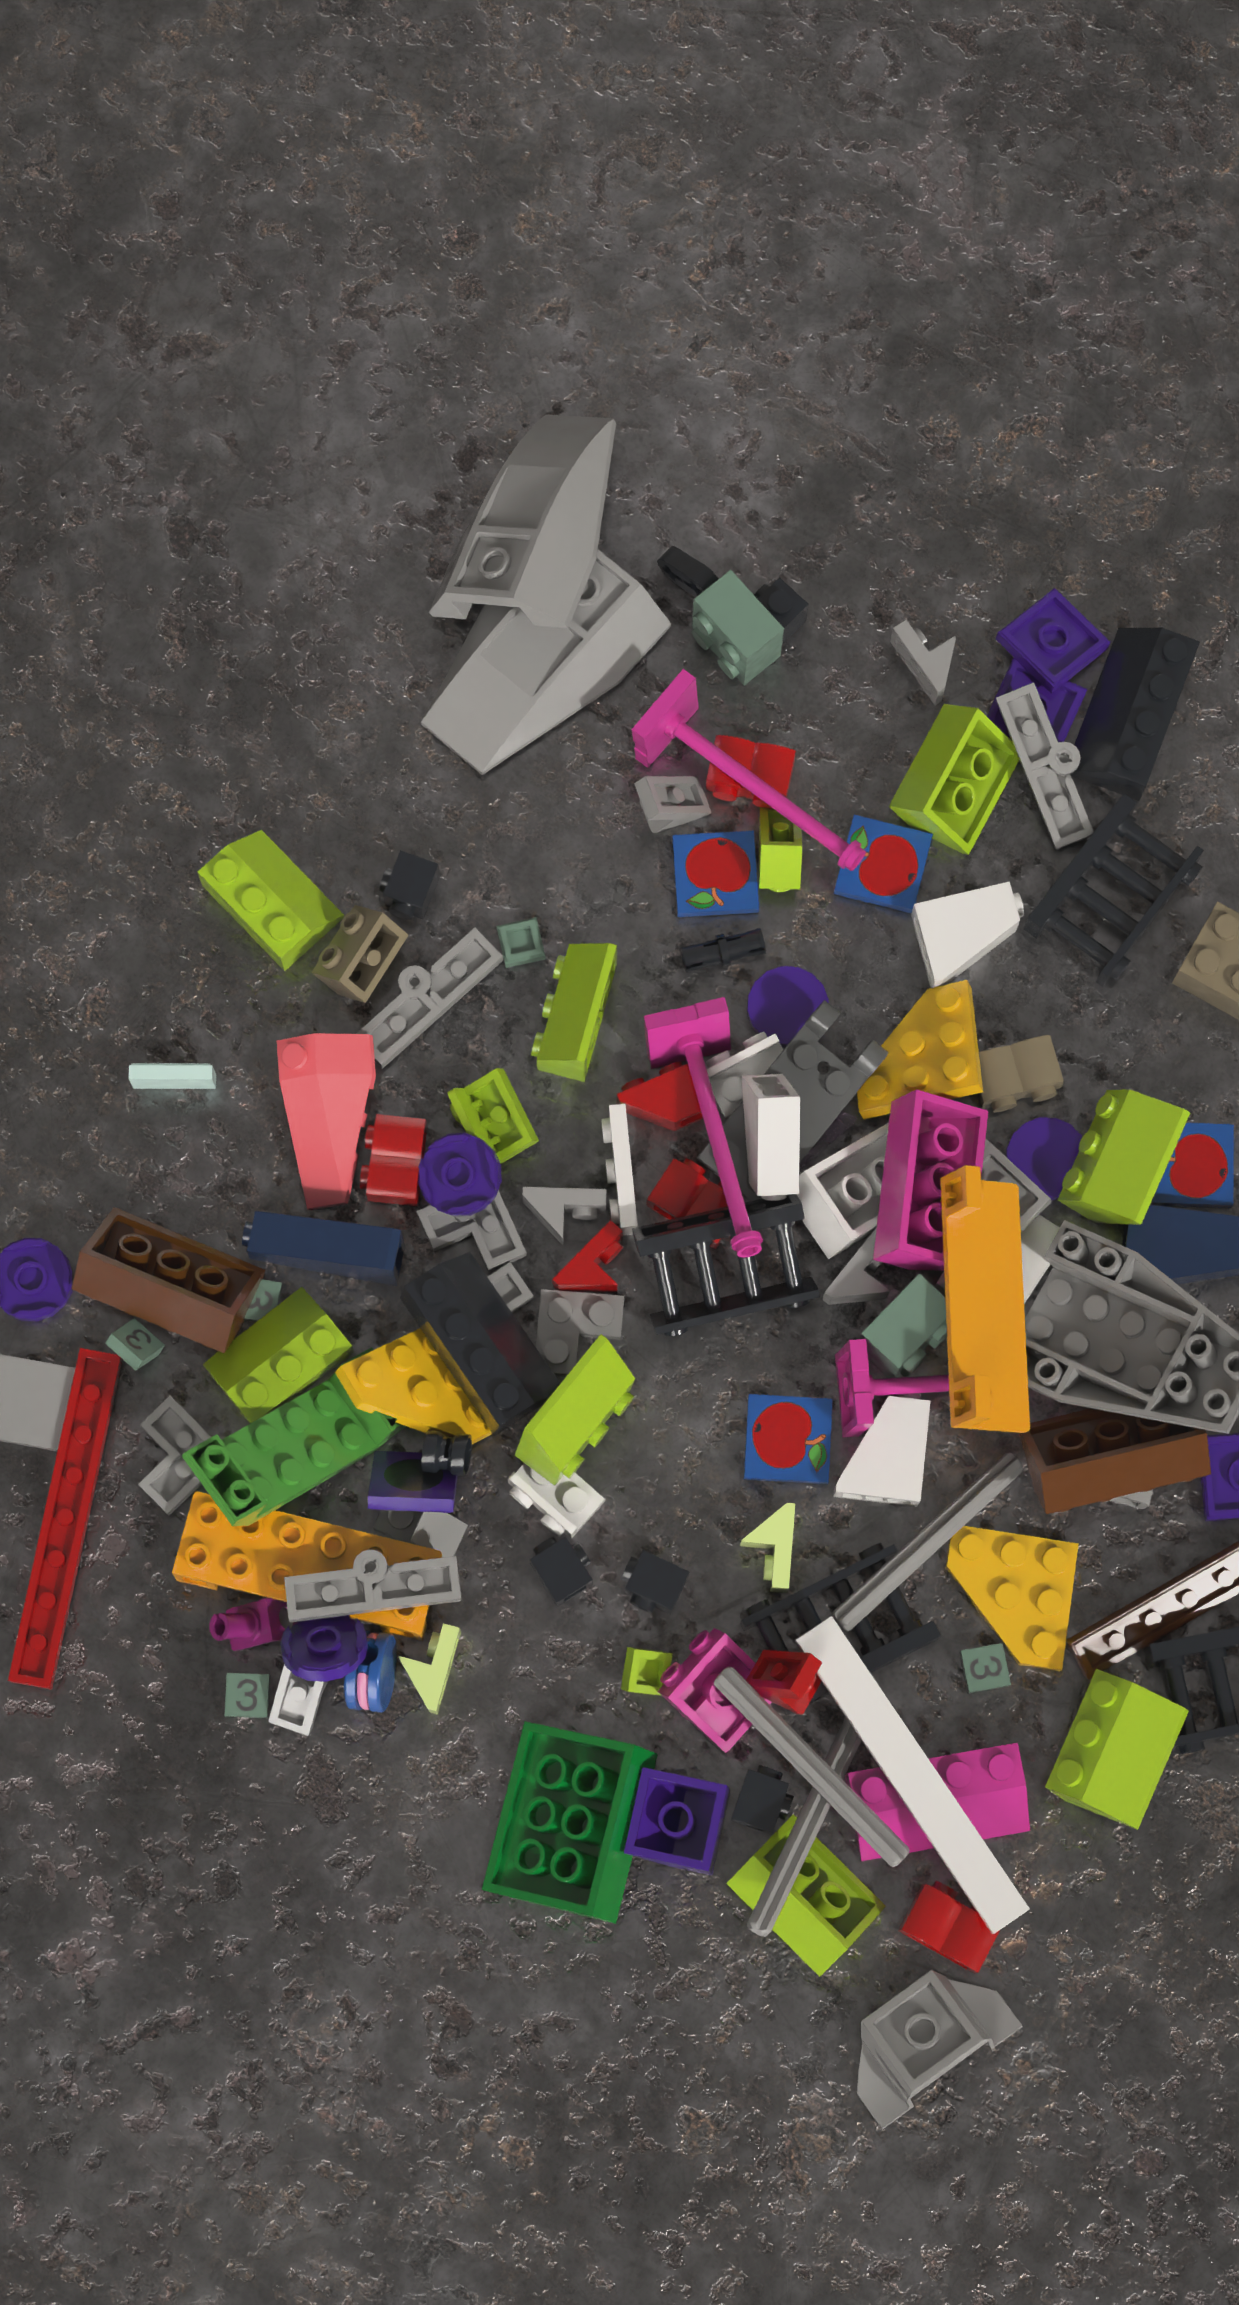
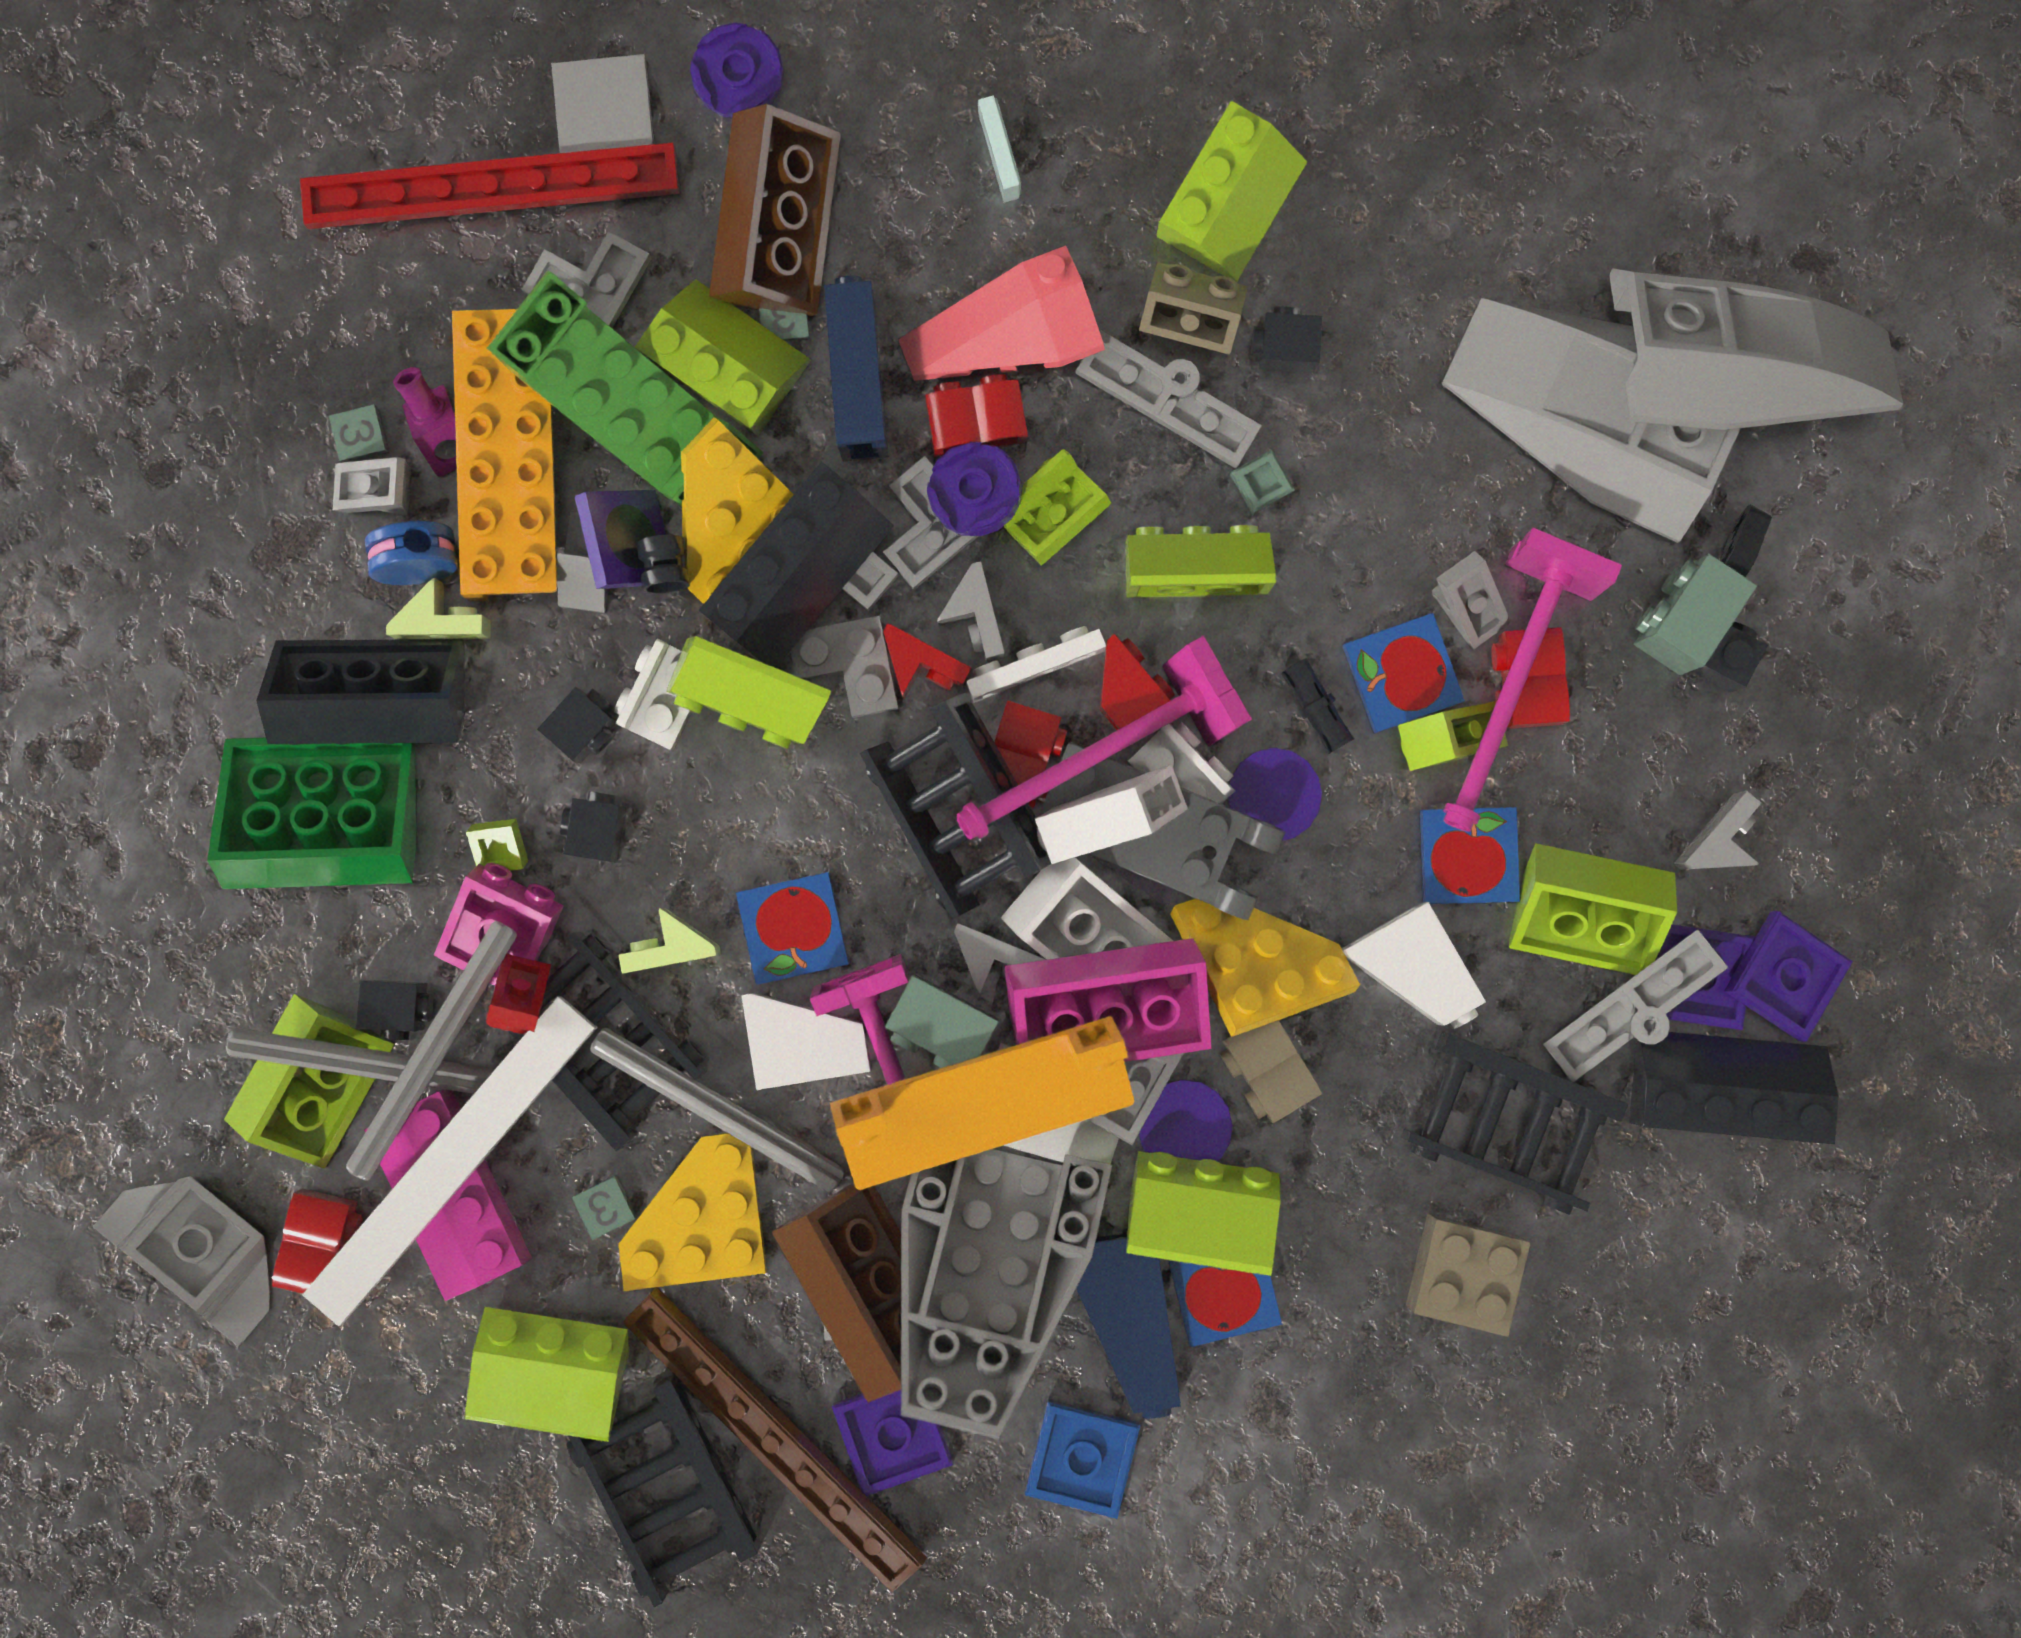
camera: 75 degrees right, 10 degrees up
(135, 1344) = (694, 200): sand green tile -> none
(324, 1648) = (411, 493): dark purple tile -> none
(372, 1587) = (488, 526): light grey hinge -> none
(477, 1749) = (363, 691): none -> black slope
(677, 1821) = (342, 924): dark purple slope -> none

